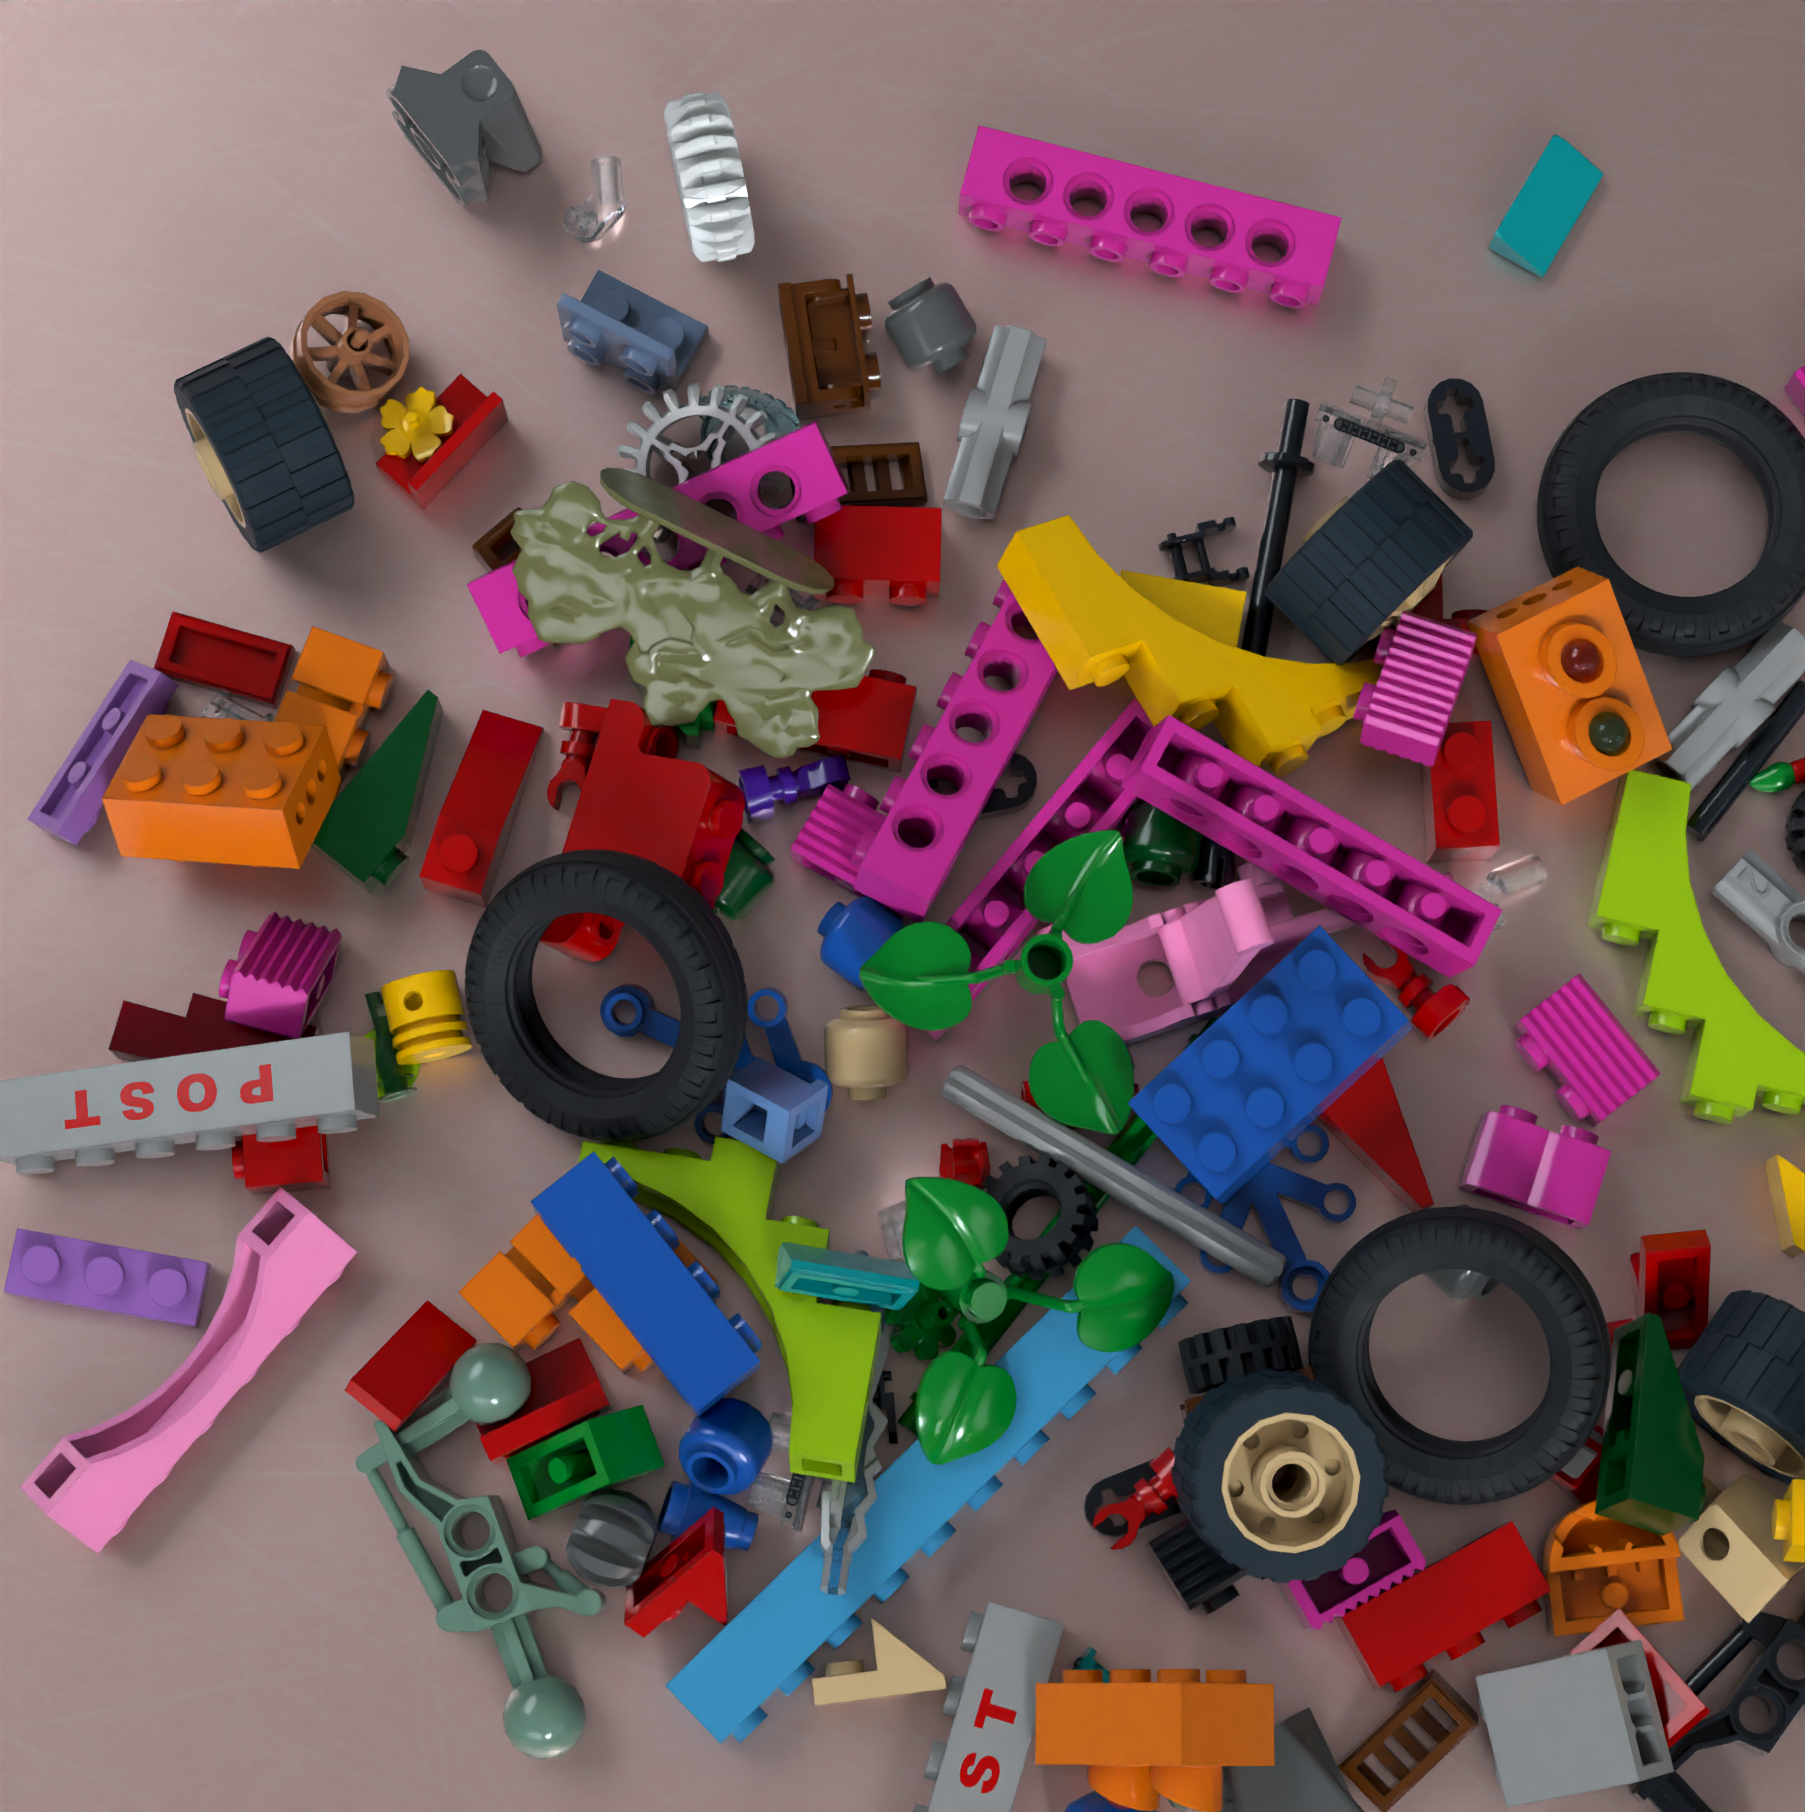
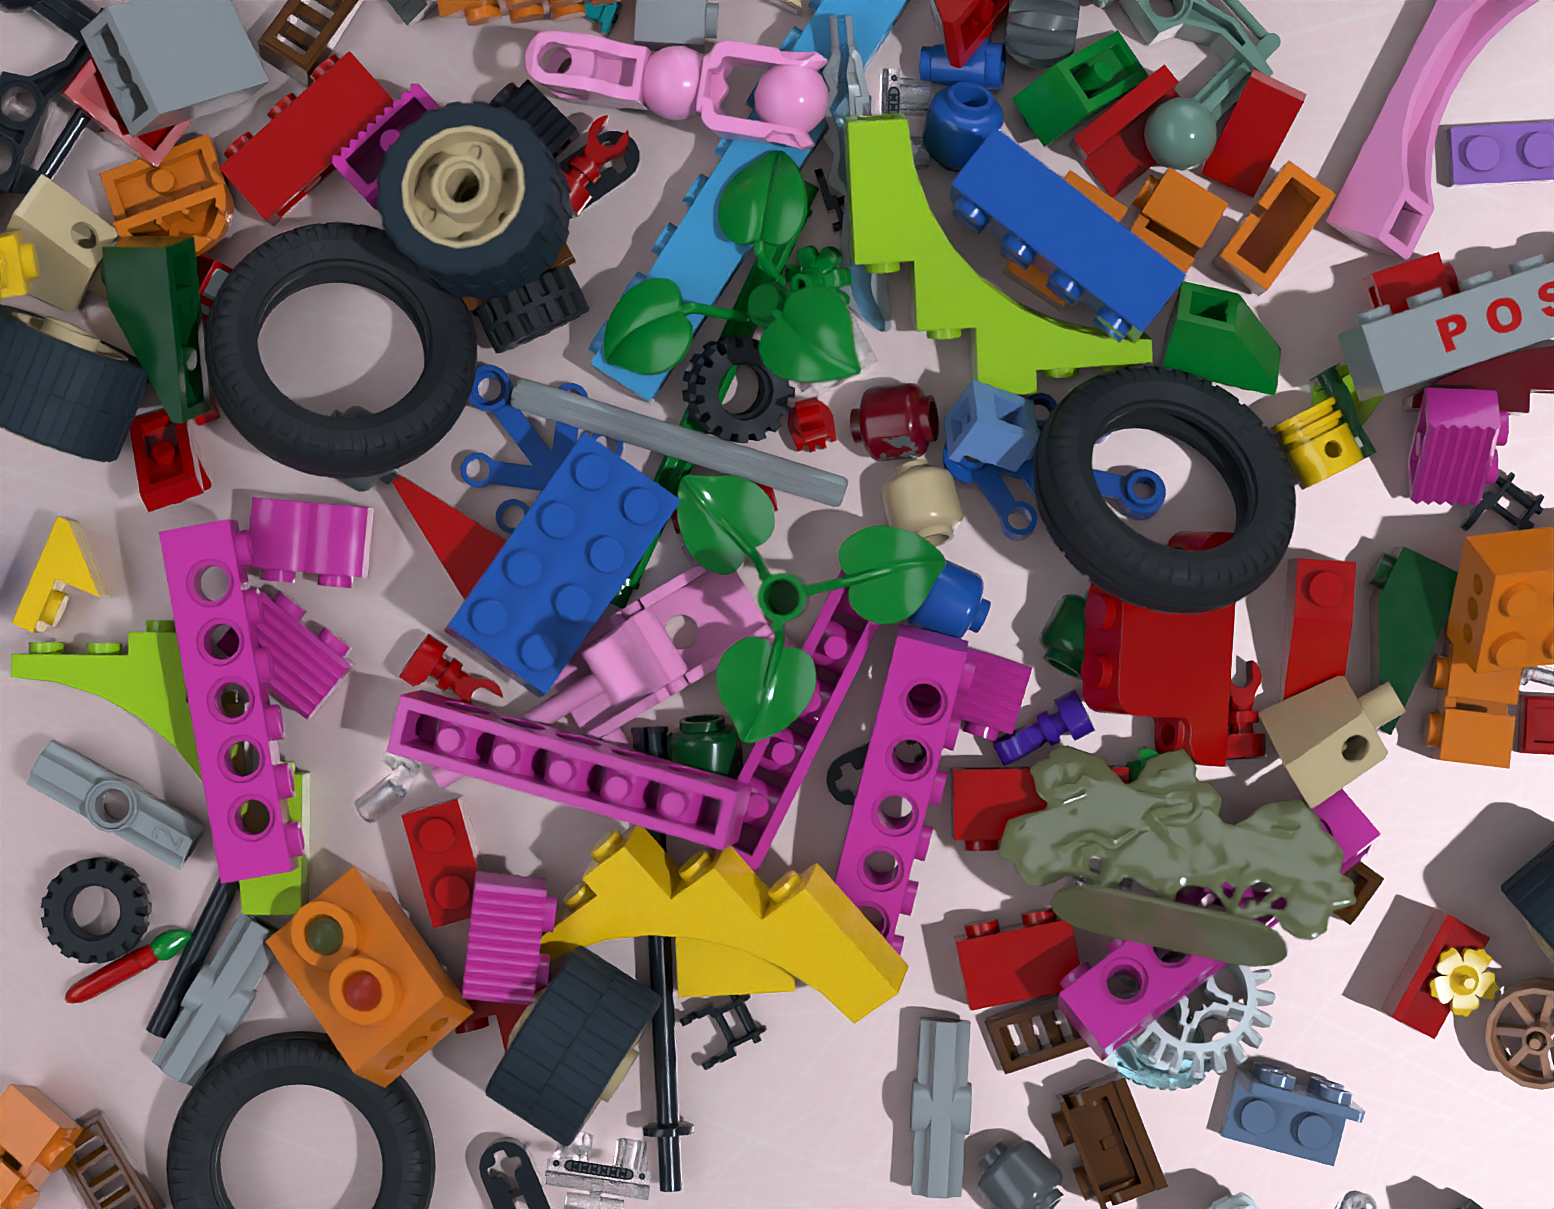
camera: 165 degrees right, 10 degrees up
(255, 914) = (1490, 501): none -> black piece
(426, 1240) = (1283, 220): none -> orange piece
(493, 702) = (1330, 734): none -> tan torso
(502, 1148) = (1220, 340): none -> green slope
(844, 1276) = (897, 290): teal slope -> none
(874, 1146) = (895, 422): none -> dark red head
(1021, 1558) = (684, 83): none -> bright pink piece
(1679, 844) = (186, 557): none -> dark pink brick

